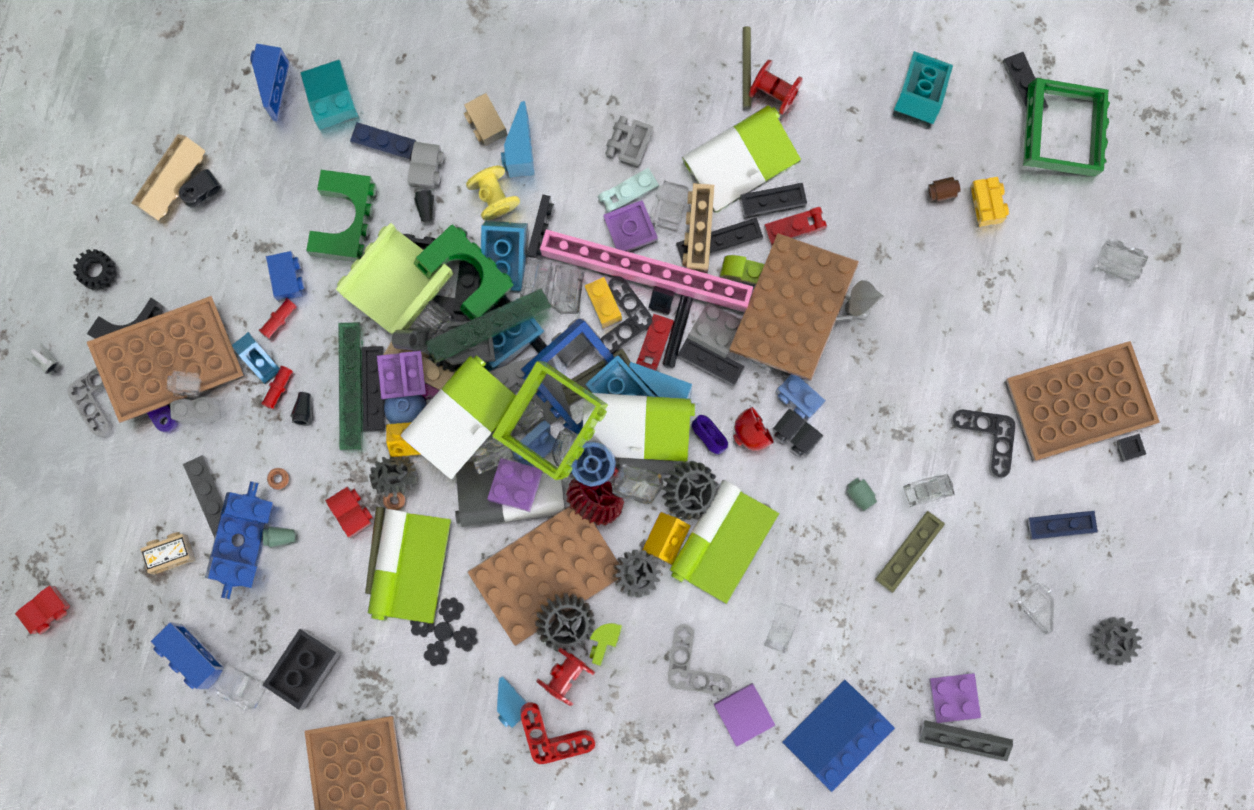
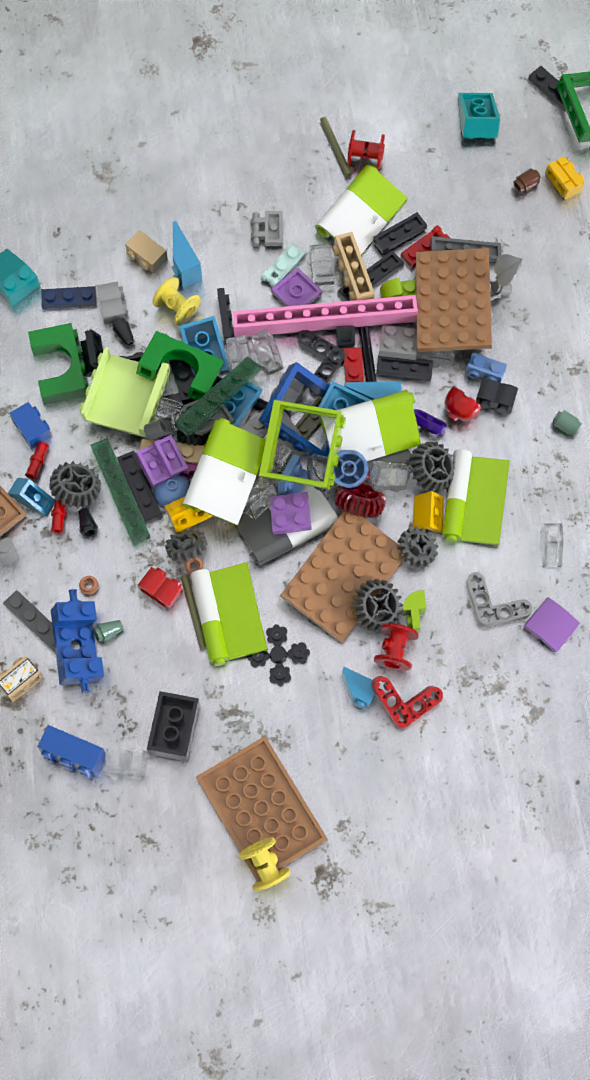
camera: 30 degrees left, 10 degrees down
(321, 361) = (72, 490): none -> dark grey gear
(382, 215) = (91, 348): none -> black panel
(603, 303) = (299, 351): yellow brick -> none
(820, 238) = (442, 244): none -> dark grey plate

